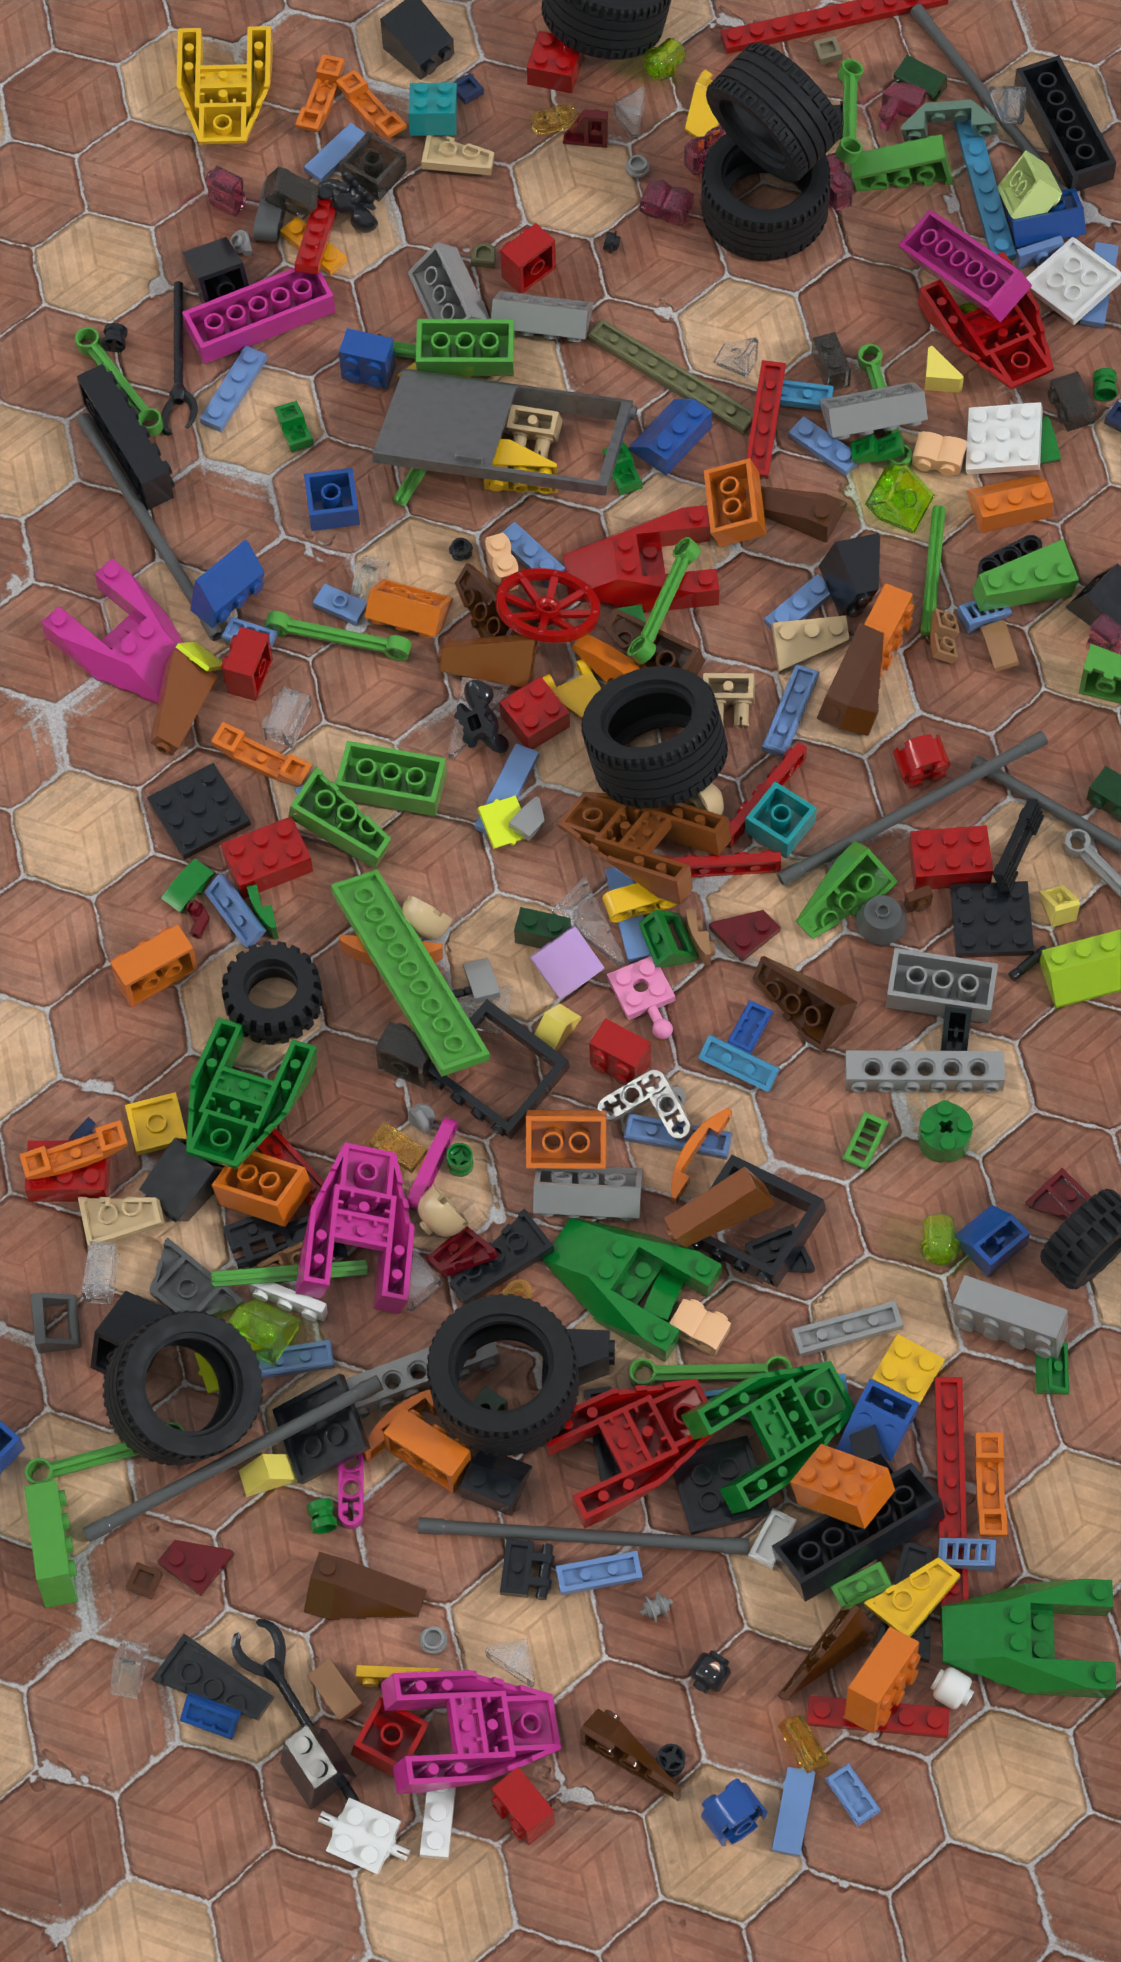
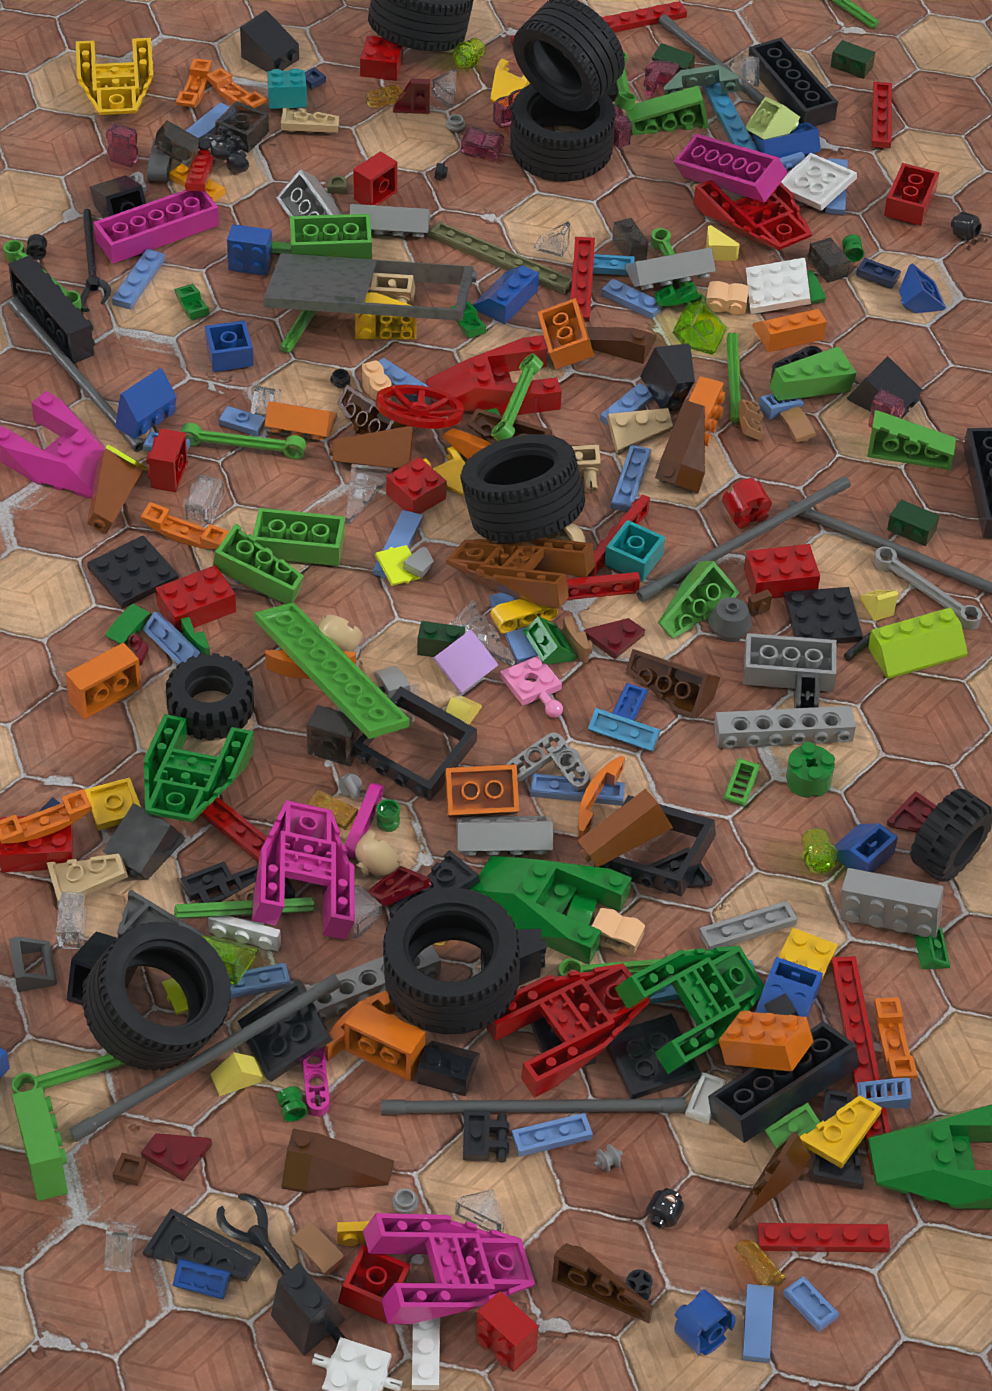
camera: 10 degrees left, 15 degrees down
(263, 1188) = (215, 841): orange brick -> none
(480, 721) = (370, 490): black animal -> none
(619, 1052) = (519, 723): red brick -> none
(882, 1680) = (826, 1198): orange brick -> none
(952, 1688) = (888, 1206): white head -> none
(1029, 822) = (832, 570): black container -> none

